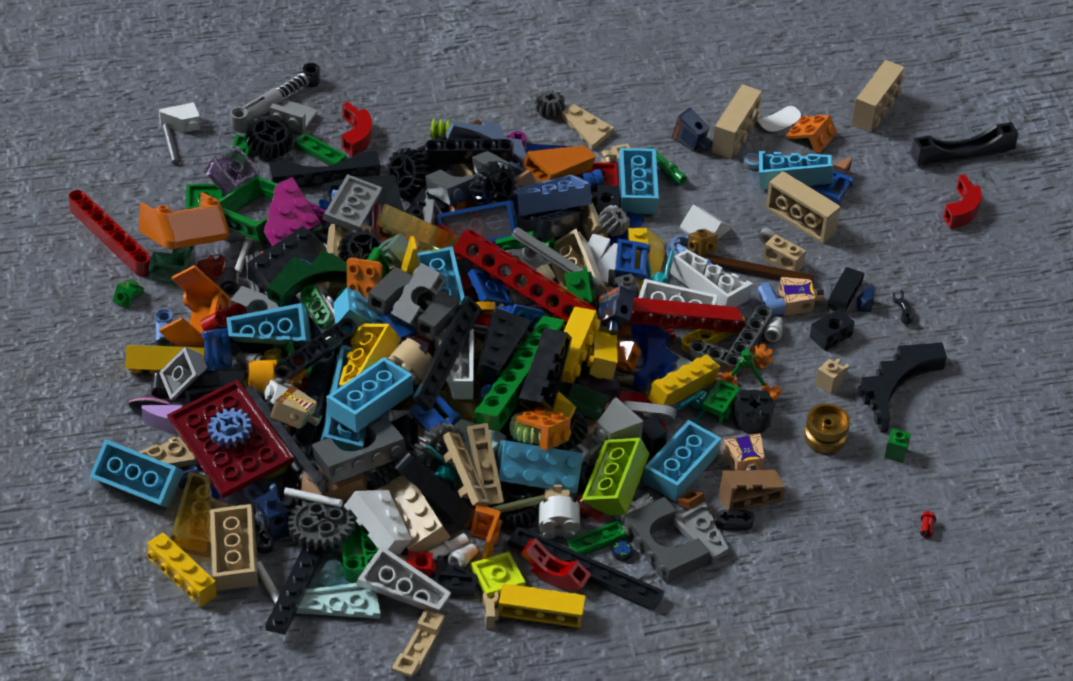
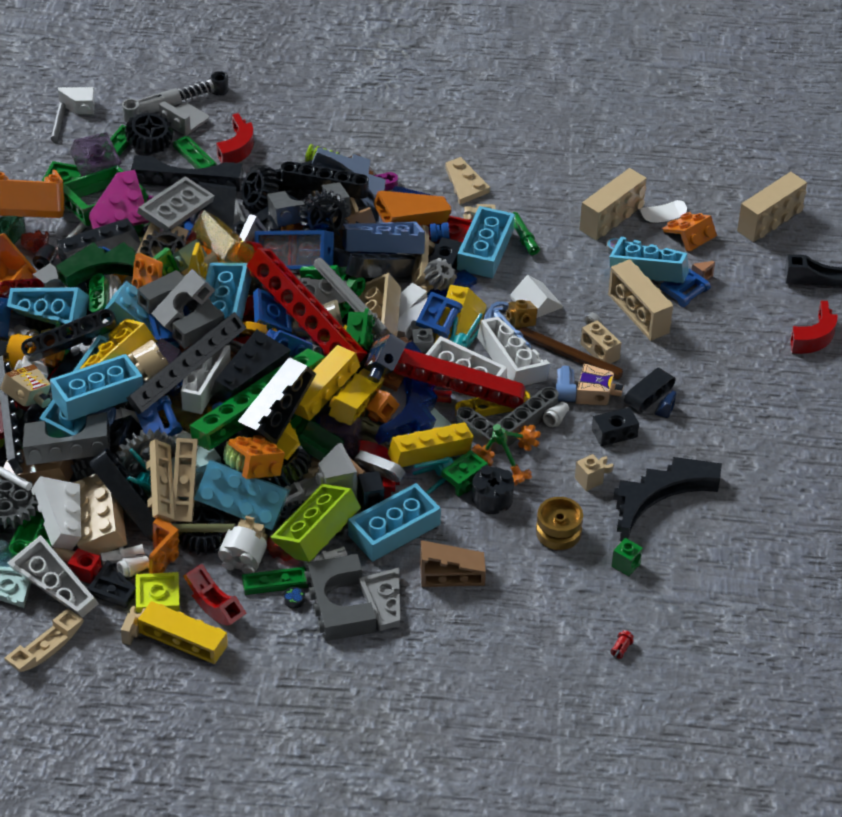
camera: 20 degrees right, 0 degrees up
(550, 103) = (436, 152): dark grey gear -> none
(600, 573) = (257, 613): black plate -> none
(691, 131) = (563, 204): dark blue torso -> none
(691, 499) = (387, 562): dark orange plate -> none
(735, 519) = (423, 593): black beam -> none
(744, 452) = (465, 529): light nougat torso -> none
(907, 310) = (705, 426): black arm -> none

